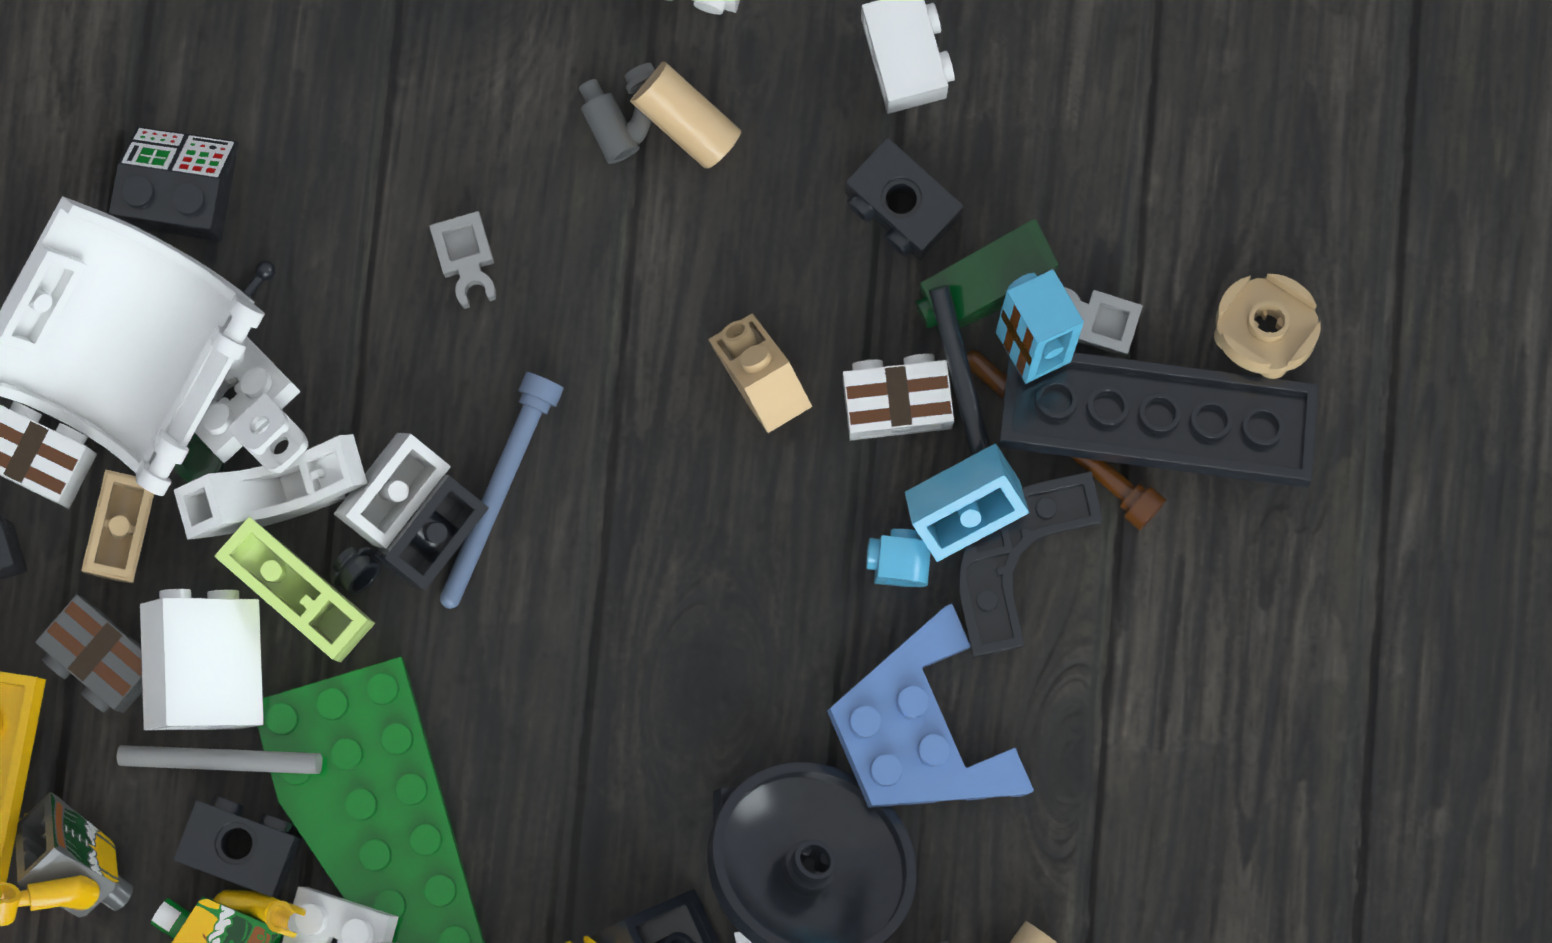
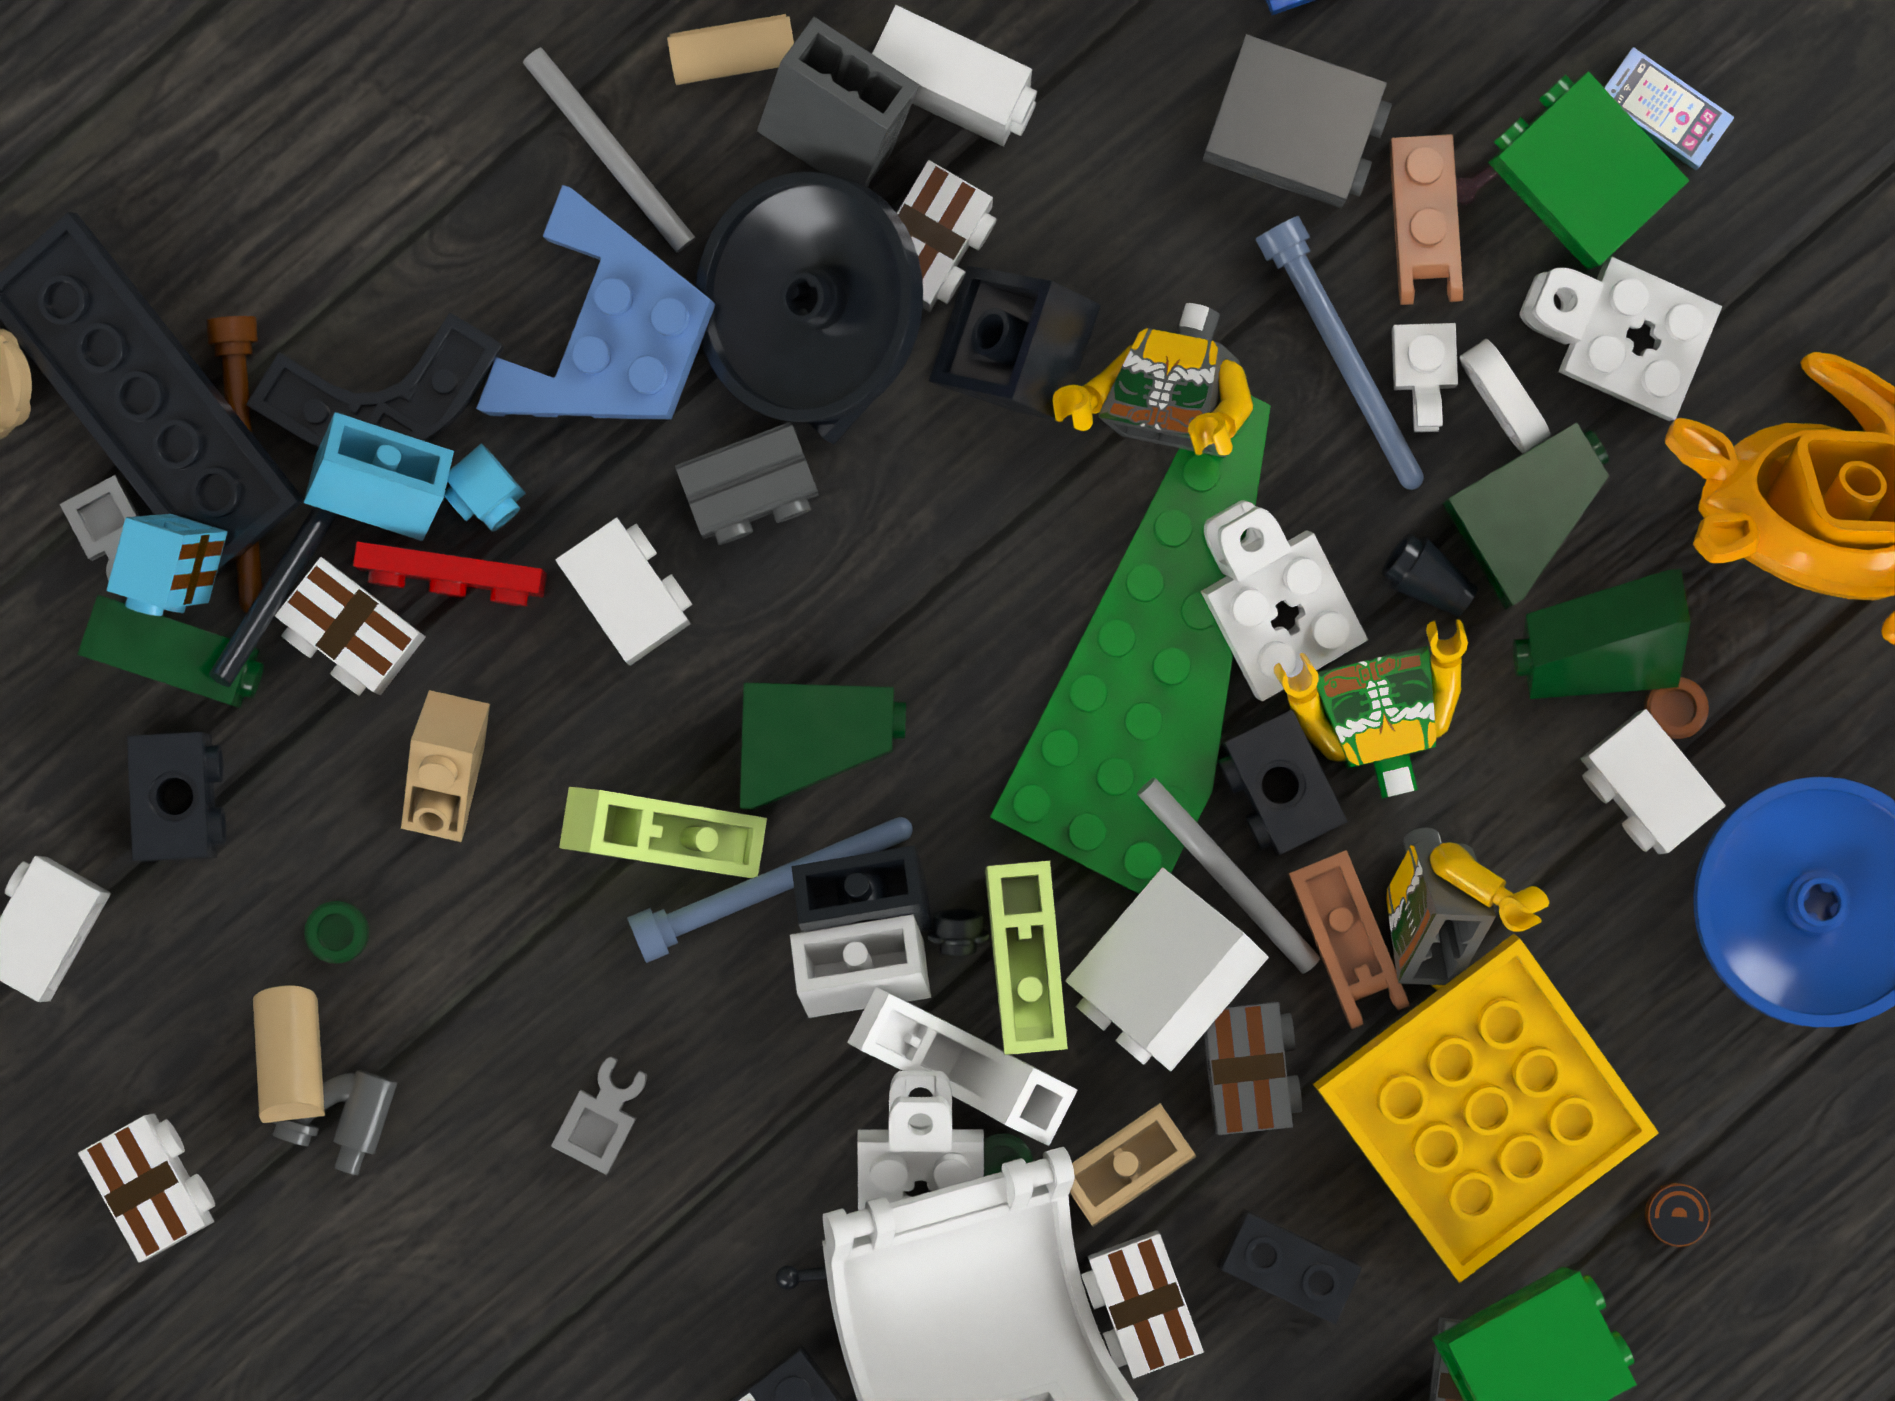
camera: 140 degrees left, 5 degrees up
(115, 794) = (1346, 933): none -> nougat hinge
(555, 601) = (811, 734): none -> dark green slope
(591, 456) = (662, 832): none -> yellowish green slope
(730, 216) = (336, 932): none -> dark green tile
(742, 716) = (747, 483): none -> dark grey brick
(753, 580) = (624, 590): none -> white brick
(869, 488) = (449, 573): none -> red plate
(1028, 841) = (609, 150): none -> light grey bar

